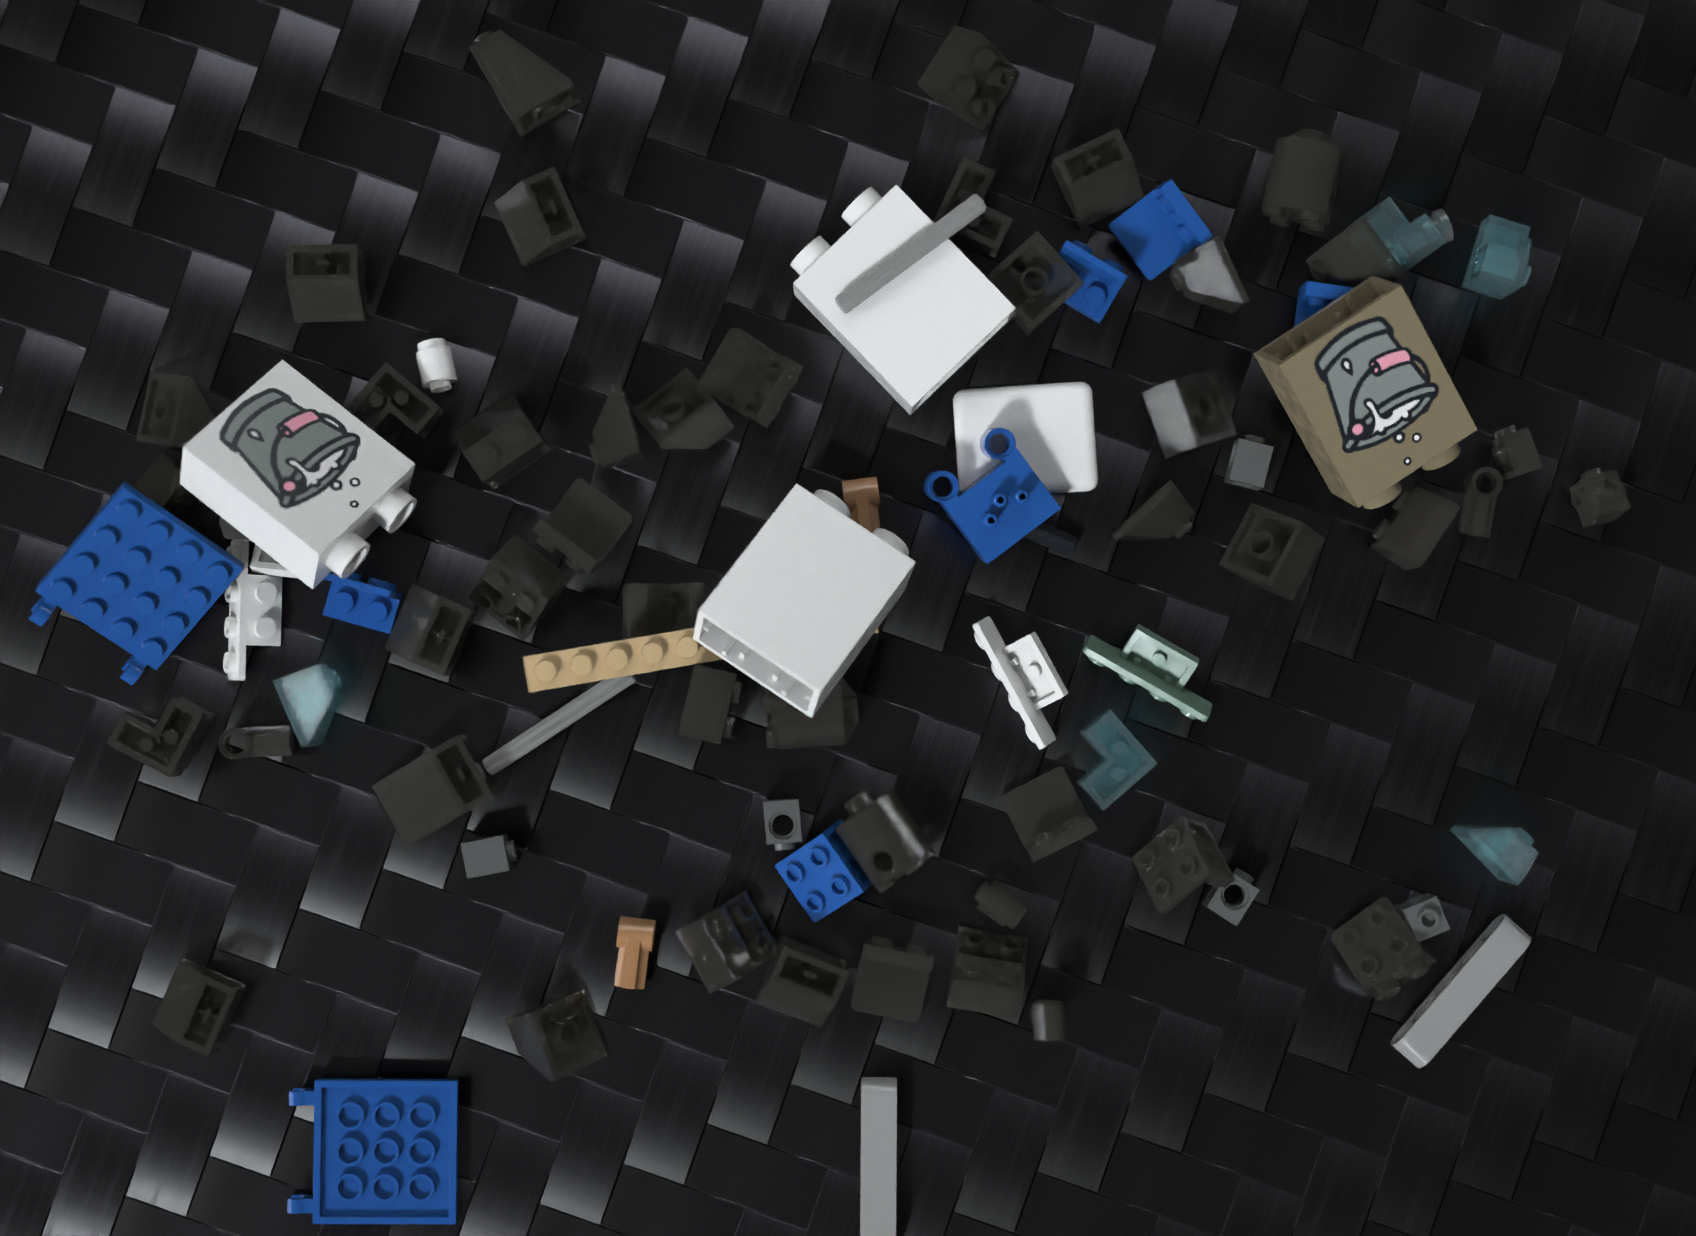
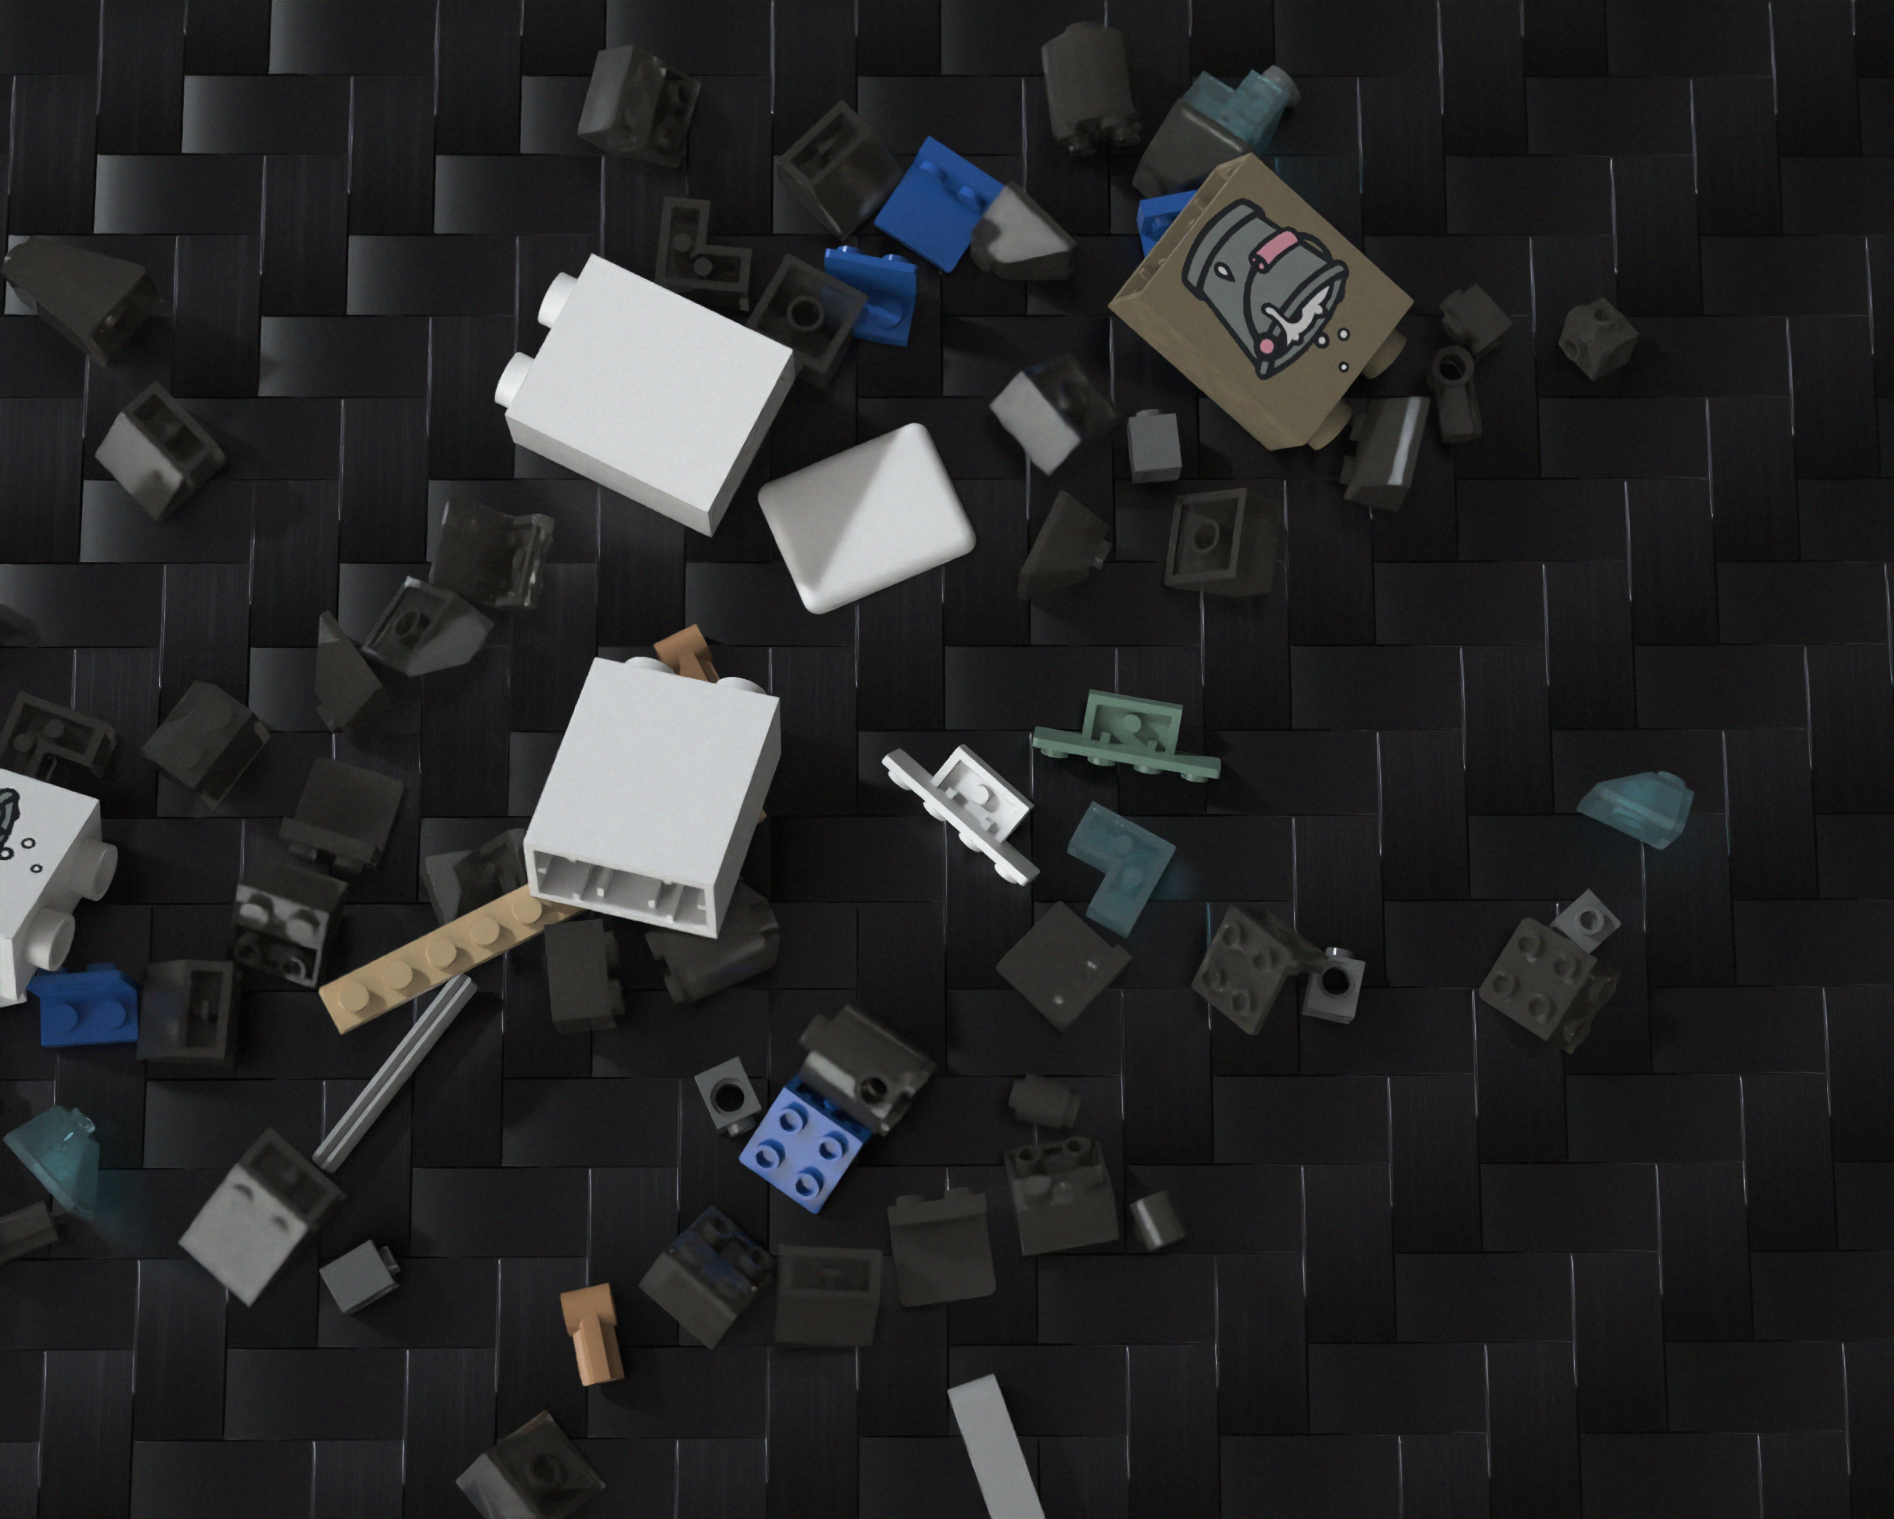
camera: 20 degrees left, 10 degrees down
(436, 365) = (86, 680): white brick -> none
(910, 253) = (638, 328): light grey axle -> none
(1002, 504) = (864, 601): blue piece -> none
(1461, 991) = (1667, 1002): light grey beam -> none
(1499, 258) = (1364, 101): clear light blue brick -> none

